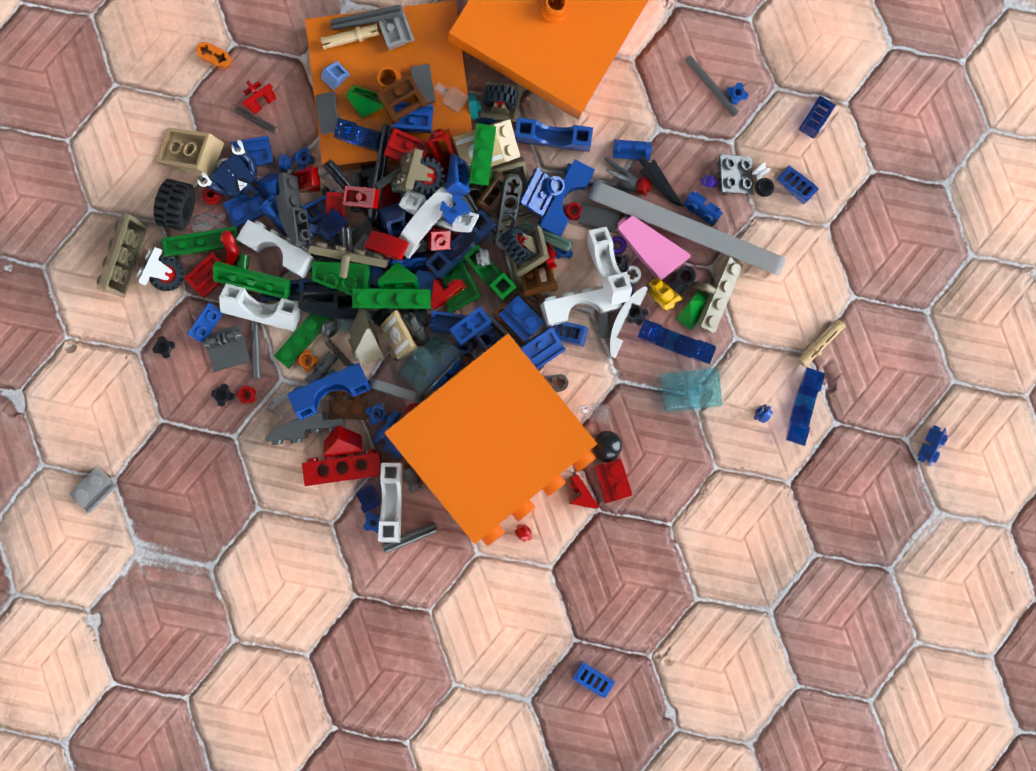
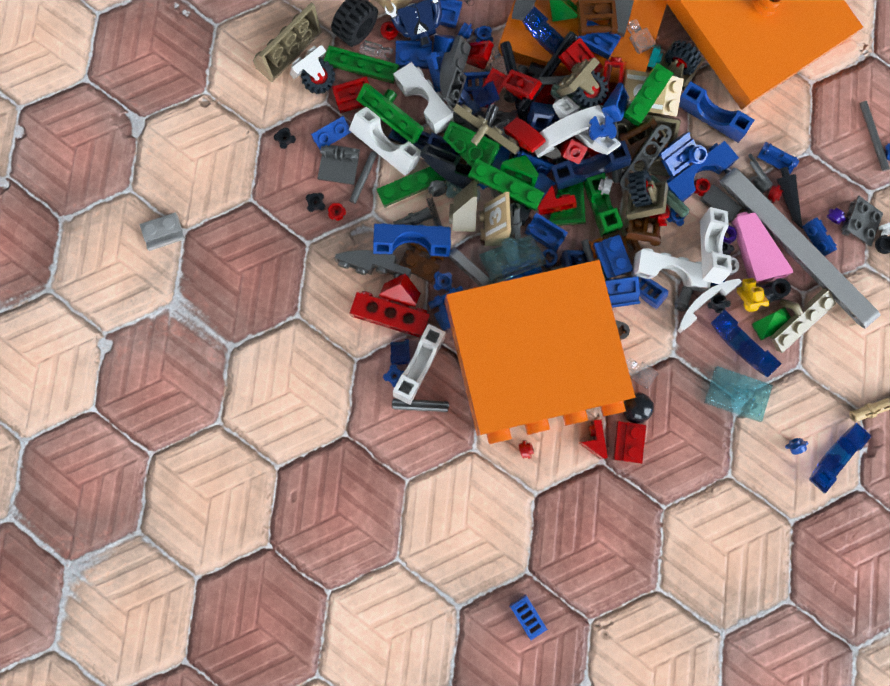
camera: 25 degrees right, 5 degrees down
(231, 247) = (385, 77): red arm -> none
(302, 360) = (406, 201): orange plate -> none
(380, 316) = (486, 197): black plate -> none
(412, 479) = (447, 354): dark grey pin -> none
(470, 326) = (564, 240): blue hinge -> none

